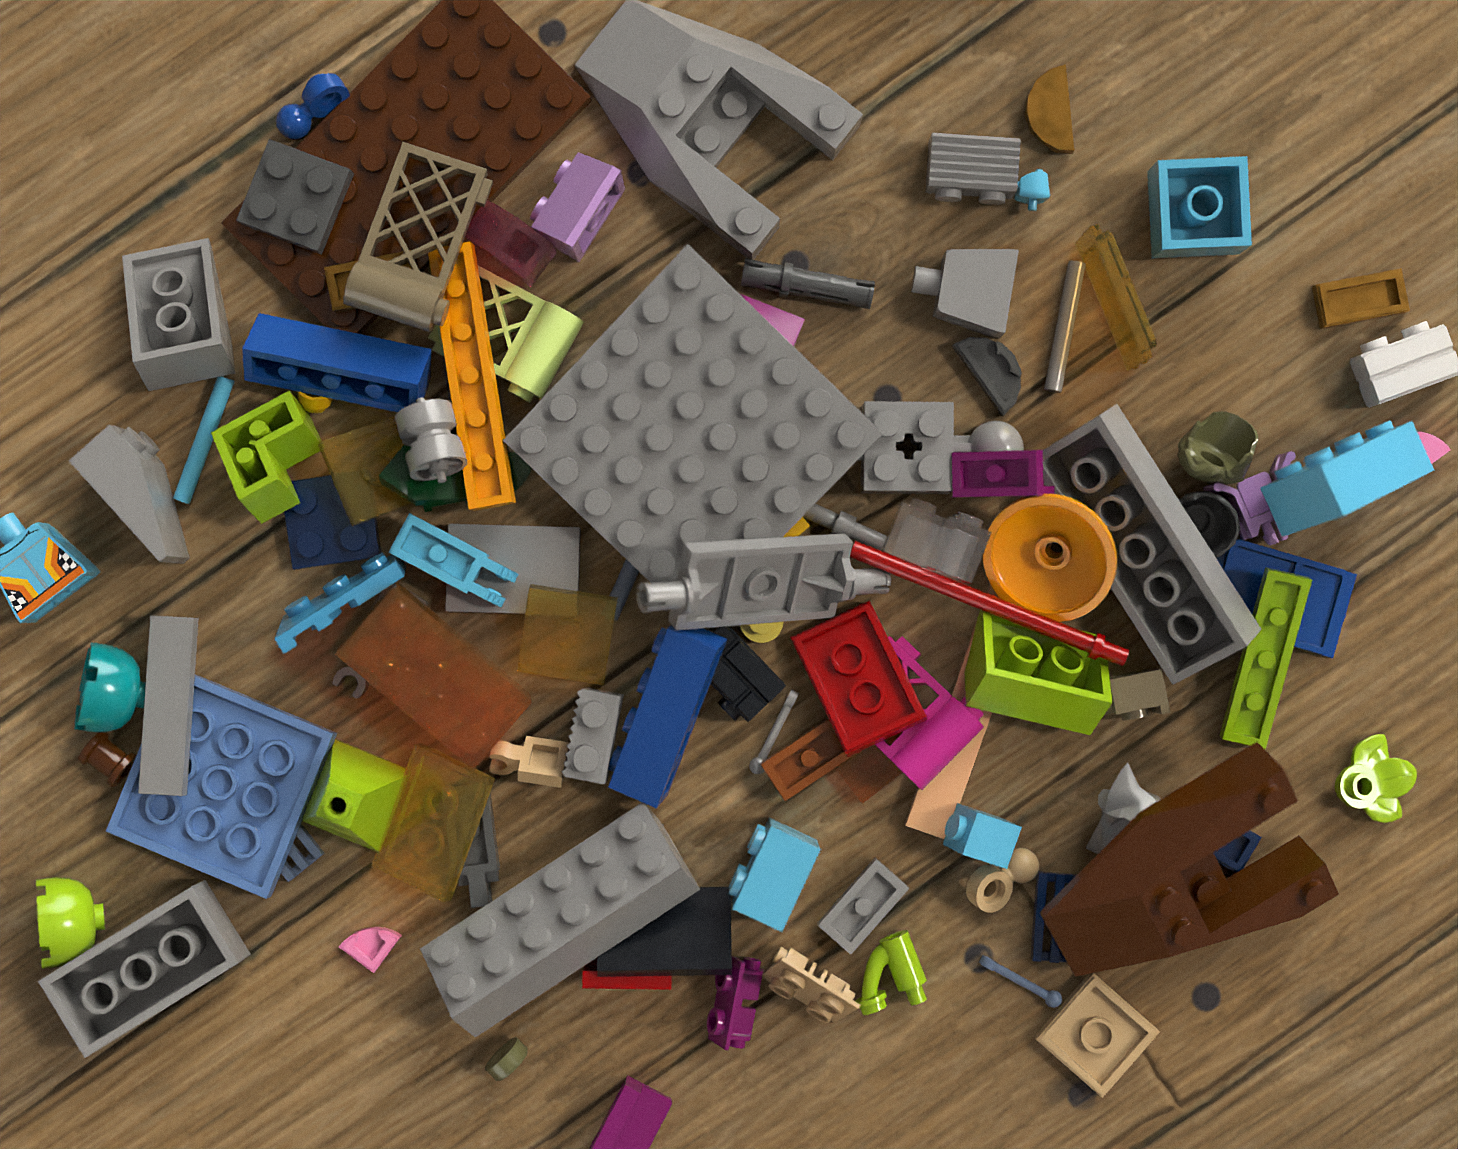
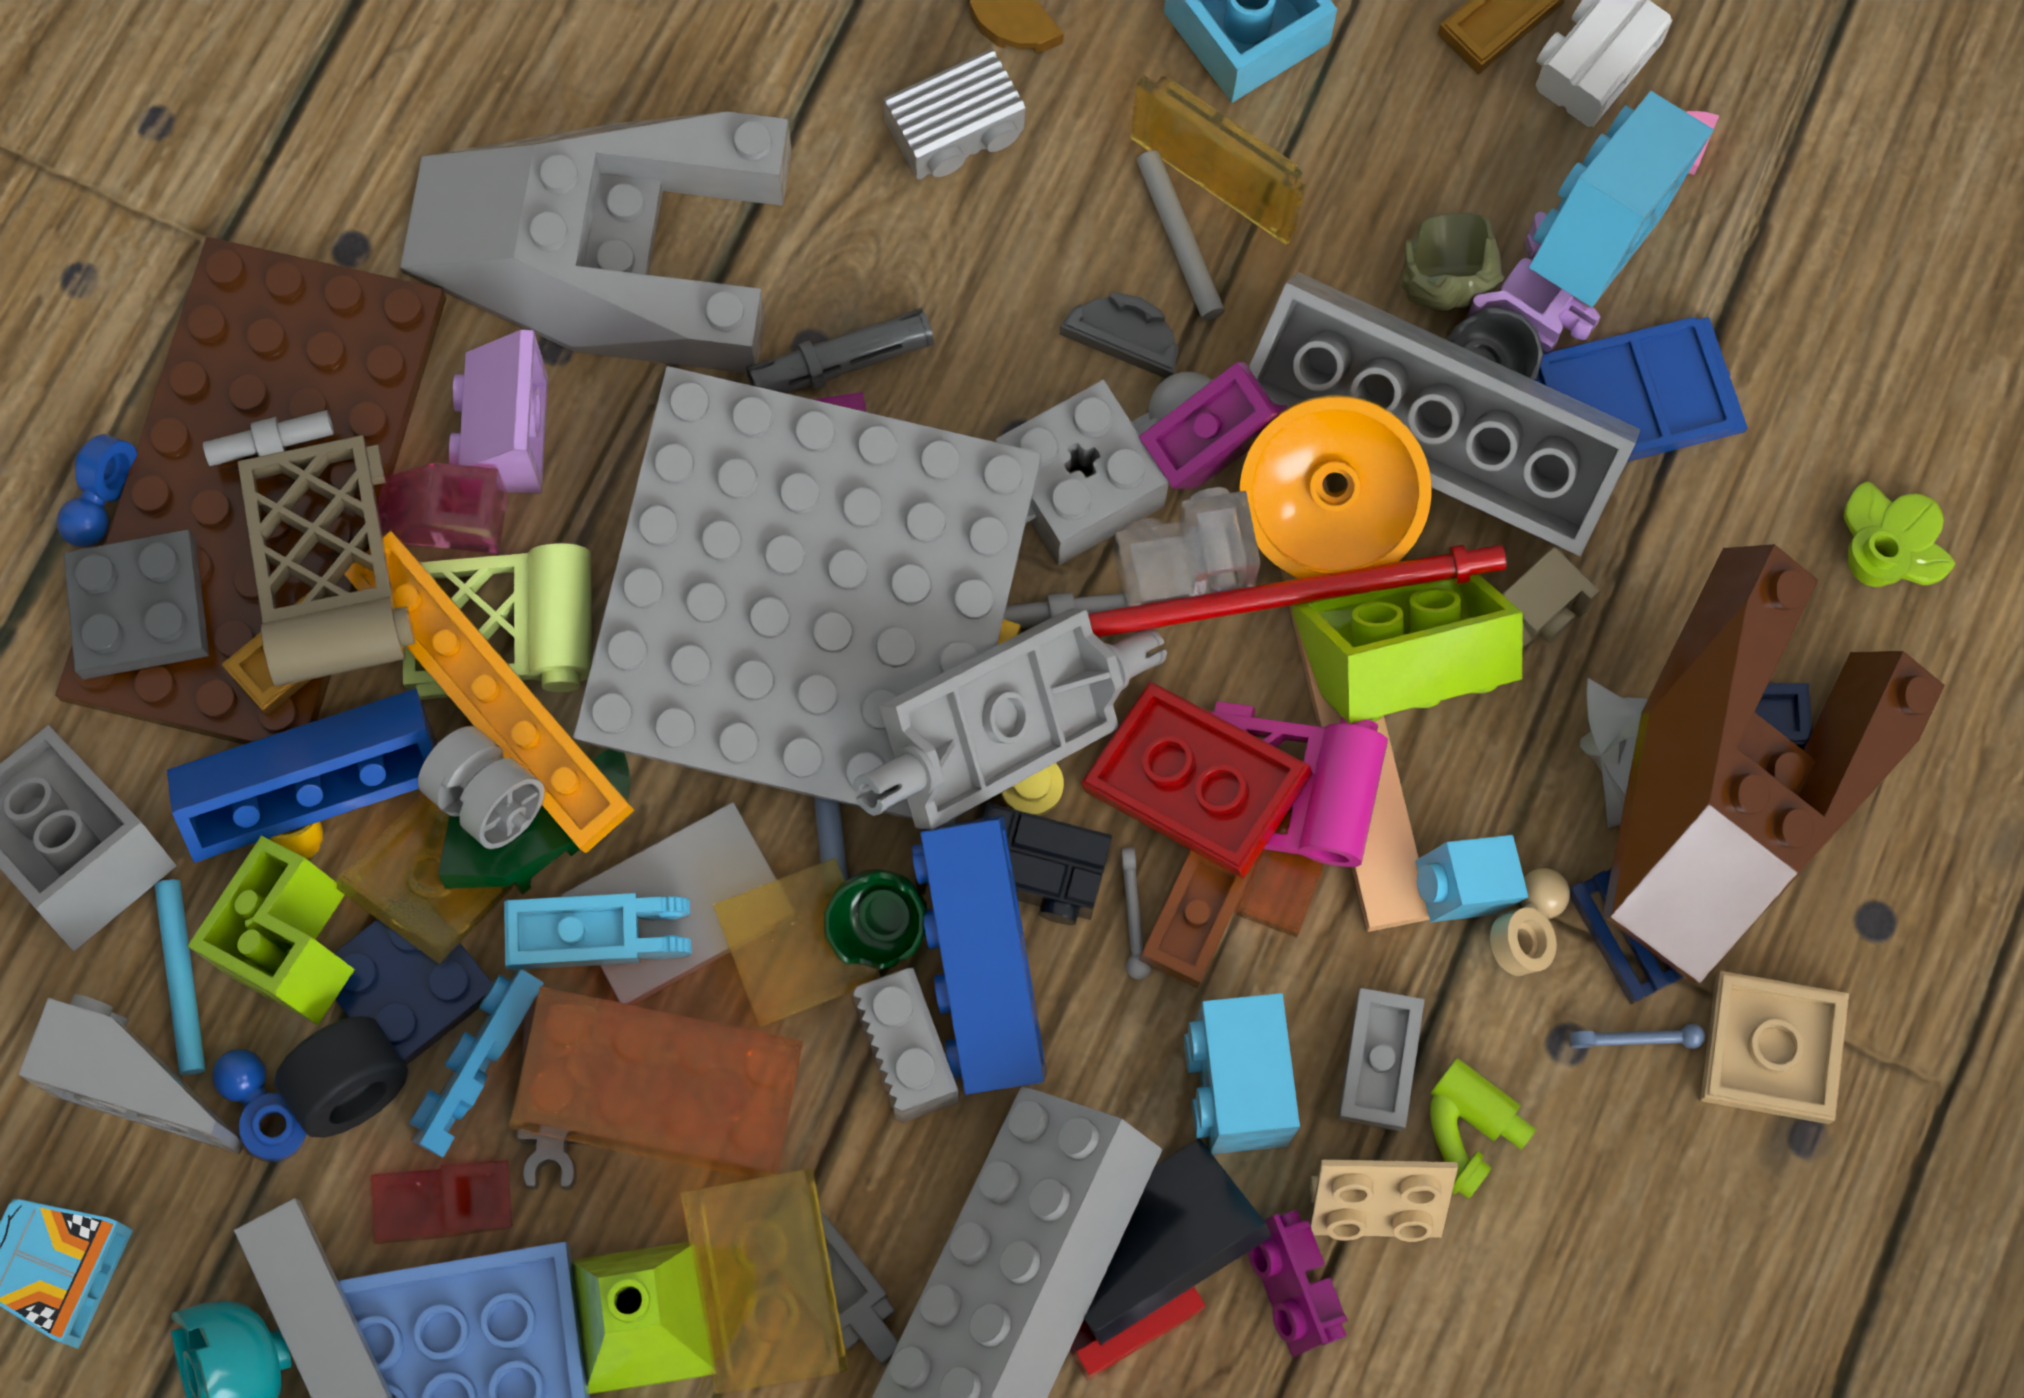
camera: 35 degrees left, 15 degrees down
(205, 523) = (241, 1078): none -> blue plate
(259, 560) = (340, 1076): none -> black tyre
(294, 672) = (440, 1202): none -> clear red slope
(429, 136) = (268, 437): none -> light grey bar
(537, 761) = (851, 1123): tan plate -> none
(615, 655) = (875, 919): none -> dark green hair
(971, 288) = (1041, 250): light grey torso -> none
(1033, 189) = (1043, 101): medium azure piece -> none
(1266, 658) = (1667, 462): lime plate -> none

